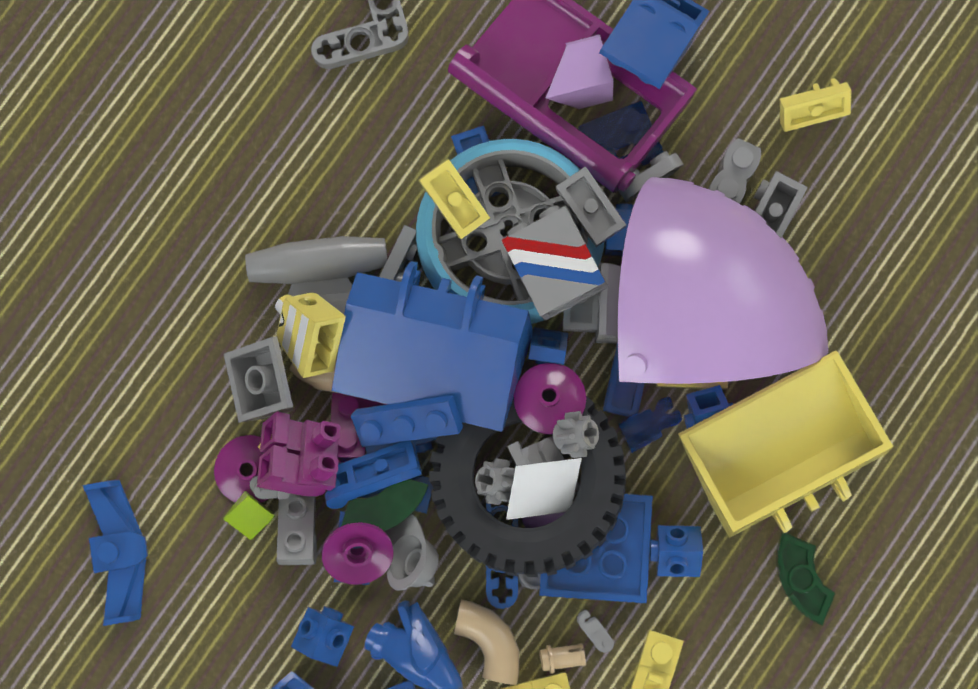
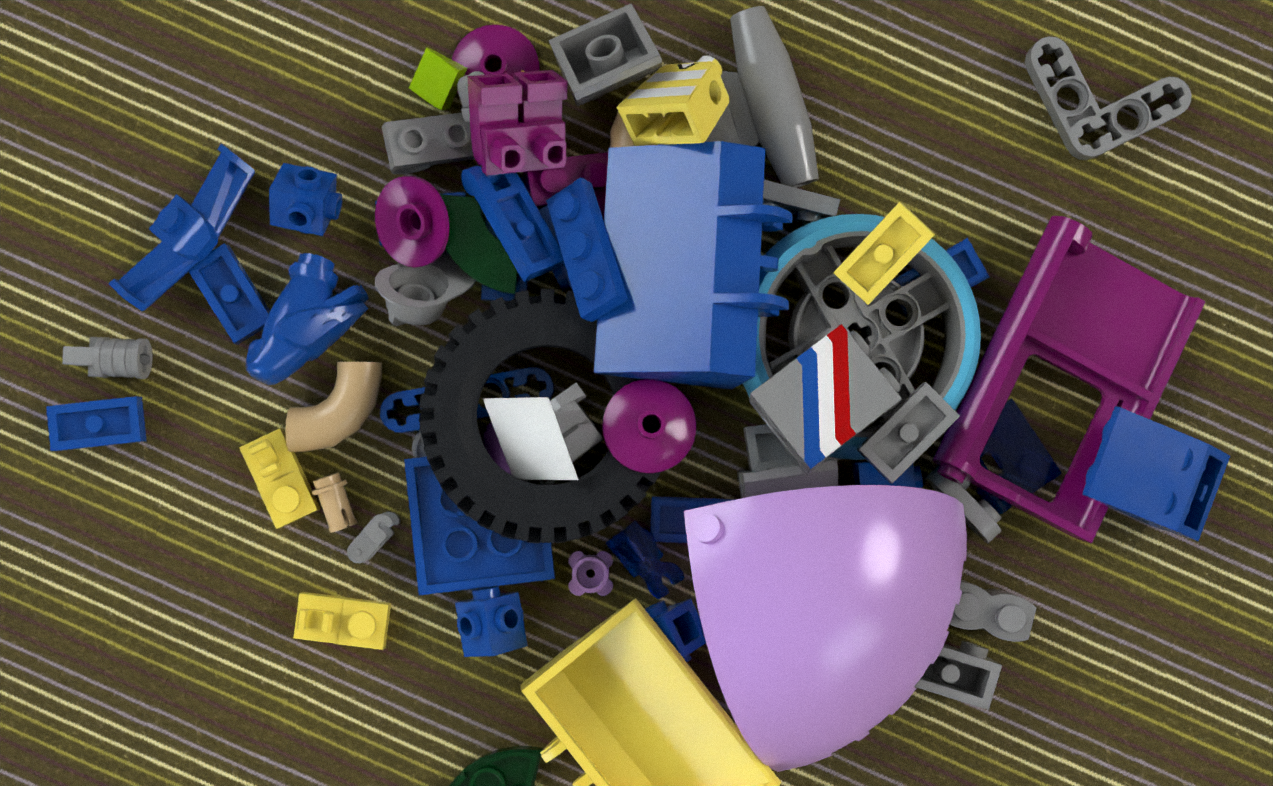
camera: 75 degrees right, 5 degrees up
(495, 481) = (528, 375): light grey gear -> none
(548, 346) = (718, 412): blue plate -> none
(575, 434) = (606, 467): light grey gear -> none
(582, 75) = (1080, 391): lavender slope -> none
(658, 477) = (581, 582): none -> lavender plate
(815, 106) = (1098, 700): light yellow plate -> none

